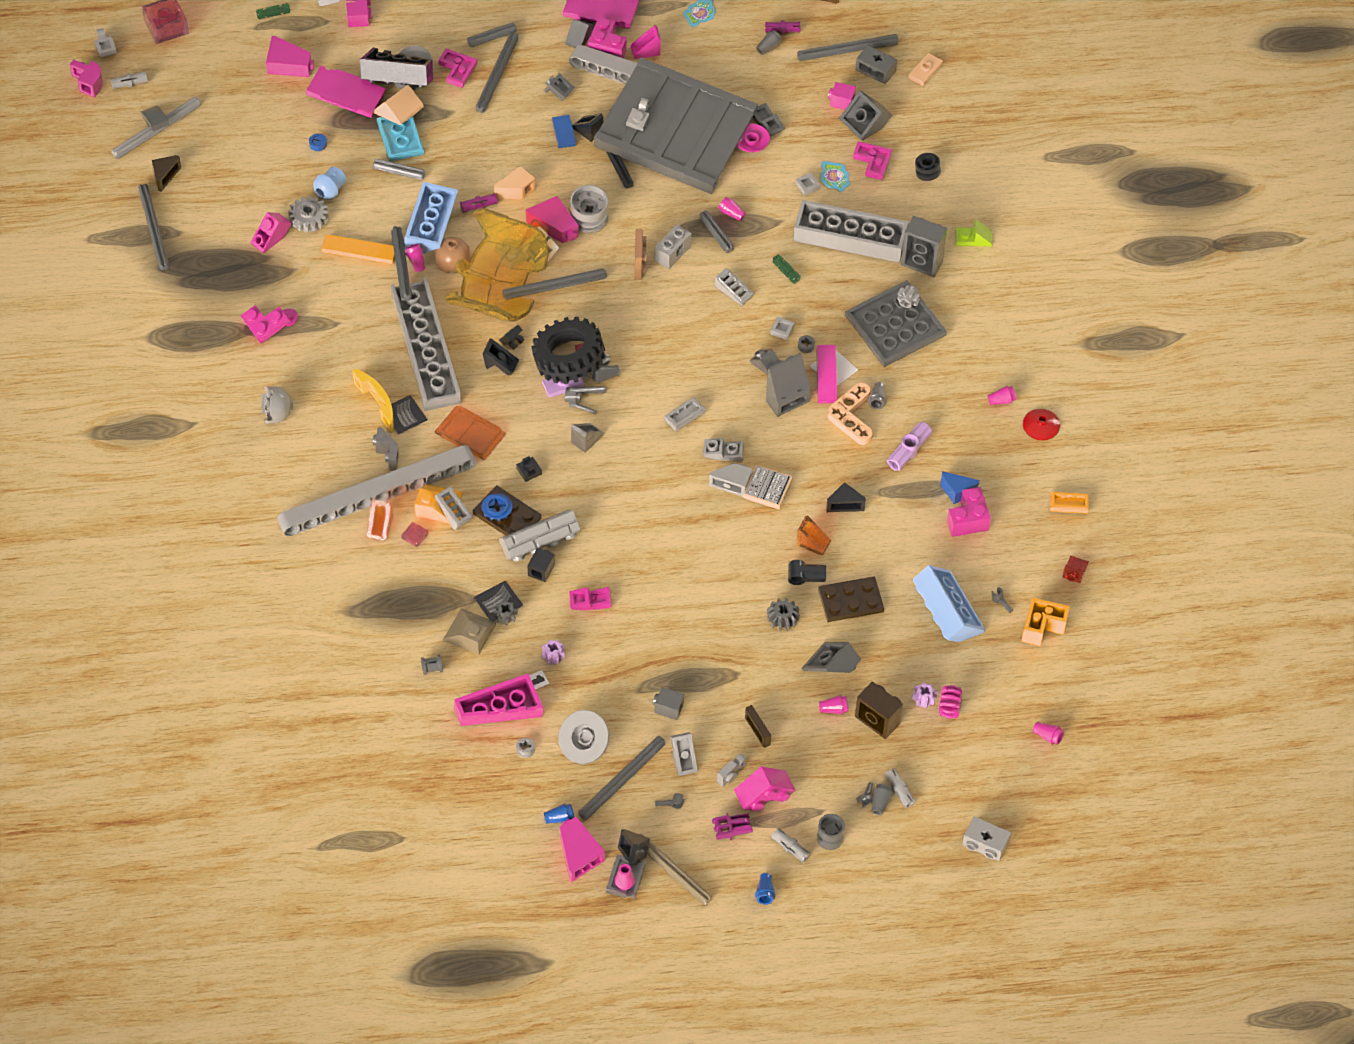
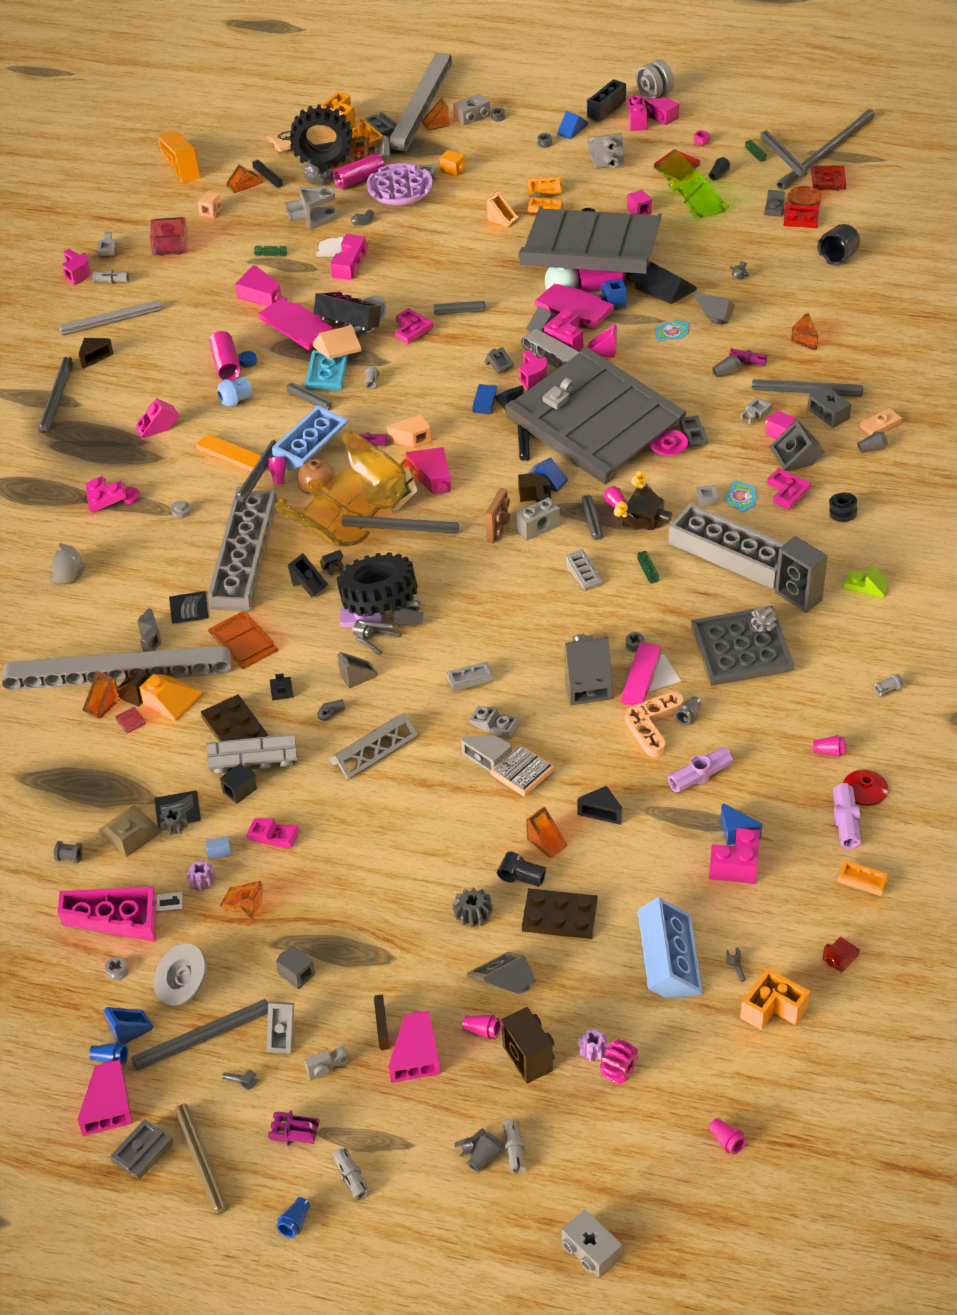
camera: 25 degrees right, 10 degrees down
(155, 118) = (112, 309): dark grey slope -> none
(297, 145) = (224, 355): none -> dark pink piece
(308, 214) = (200, 414): light grey gear -> none
(344, 319) = (180, 509): none -> light grey plate
(367, 383) = (169, 596): yellow slope -> none
(404, 504) = (129, 688): none -> dark brown slope
(446, 130) = (371, 375): none -> light grey pin
(451, 517) = (182, 716): light grey slope -> none
(496, 72) = (447, 338): dark grey axle -> none
(502, 501) = (217, 708): blue gear -> none
(552, 624) = (218, 847): none -> light blue slope
(560, 788) = (127, 1023): none -> blue slope
(579, 477) = (328, 709): none -> dark grey arm
(589, 208) = (468, 465): light grey wheel -> none
(596, 90) = (532, 370): none -> dark pink brick
(599, 659) = (244, 896): none -> clear orange slope
(624, 878) = (133, 1149): cone -> none
(629, 496) = (368, 739): none -> light grey fence
(633, 846) = (168, 1116): black slope -> none
(655, 215) = (533, 487): none -> dark brown brick
(658, 198) = (552, 472): none -> blue slope
(760, 211) = (644, 507): none -> torso
(763, 786) = (350, 1091): dark pink brick -> none
(782, 328) = (615, 620): light grey plate -> none
(794, 738) = (414, 1049): none -> dark pink slope
(813, 83) = (756, 408): none -> light grey plate
(830, 831) = (403, 1172): dark grey wheel -> none
(928, 92) = (873, 442): none -> flat silver cone
(1030, 325) = (889, 684): none -> light grey pin
(1038, 454) = (846, 816): none -> lavender piece

